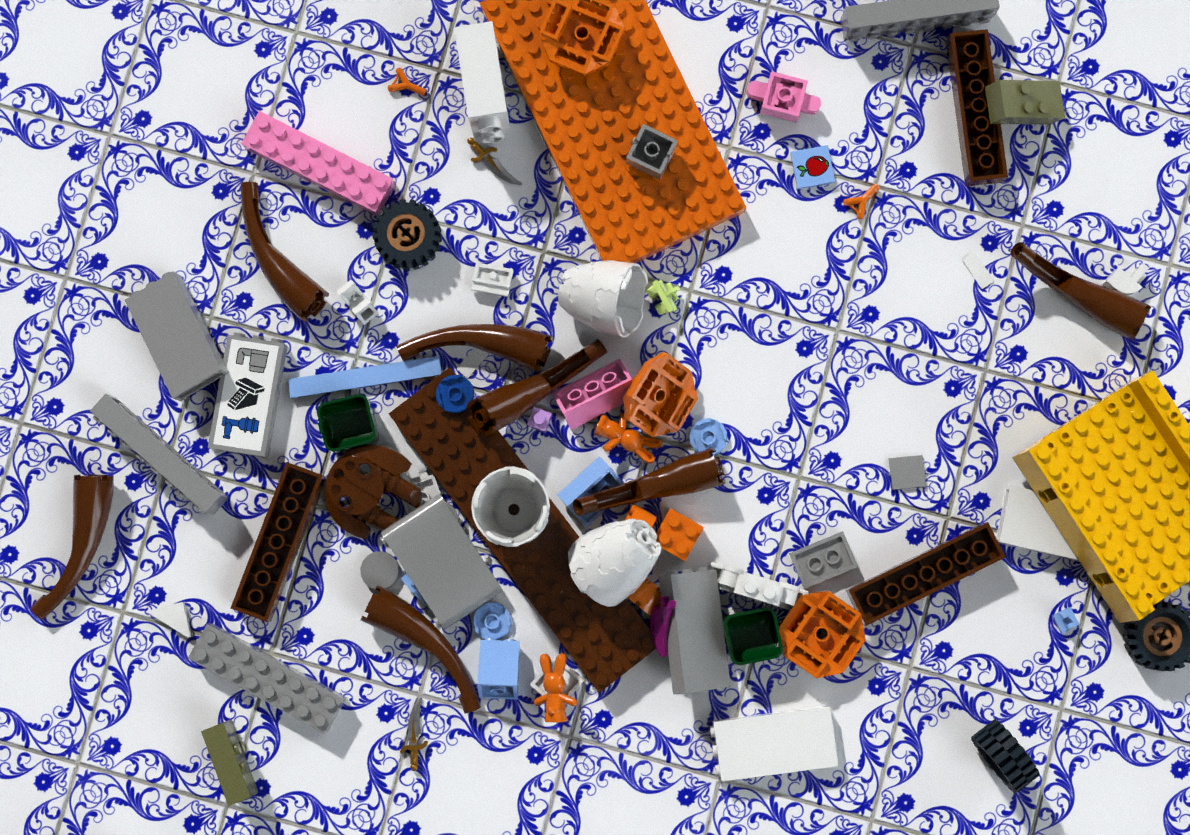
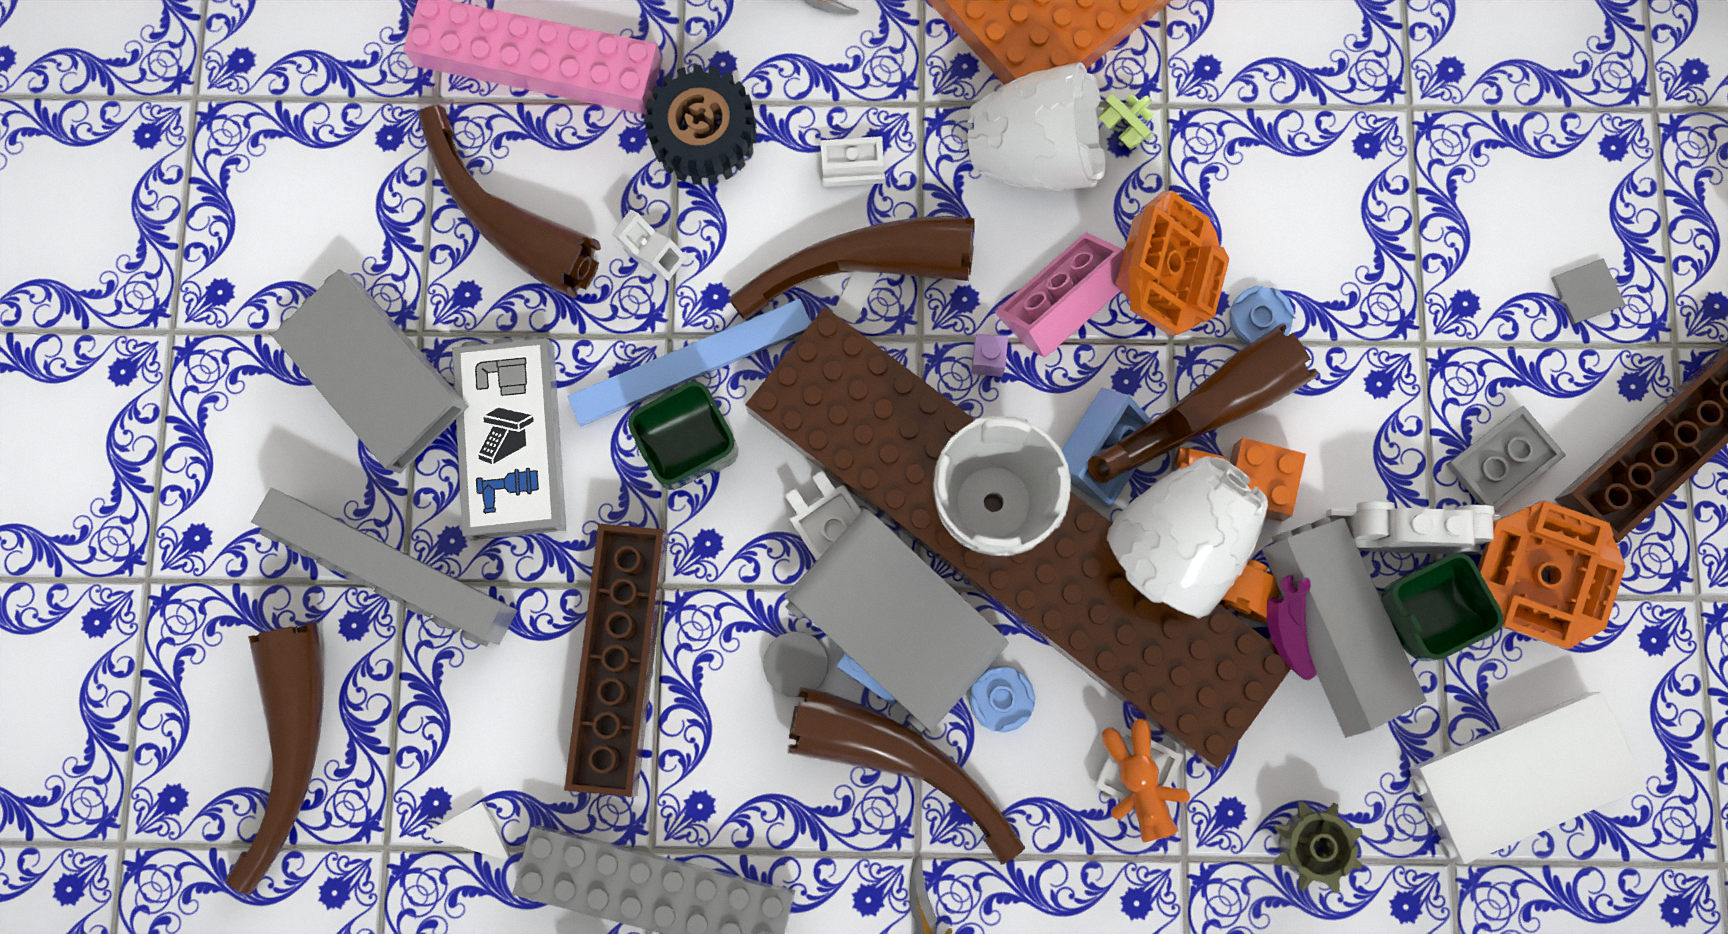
camera: 15 degrees left, 5 degrees down
(367, 488) = (742, 533): reddish brown piece -> none
(454, 393) = (846, 344): blue tile -> none
(498, 669) = (1038, 774): light blue slope -> none
(508, 403) = (936, 336): reddish brown brick -> none
(629, 439) = (1140, 349): orange animal -> none
(646, 761) = (1331, 832): none -> olive brick

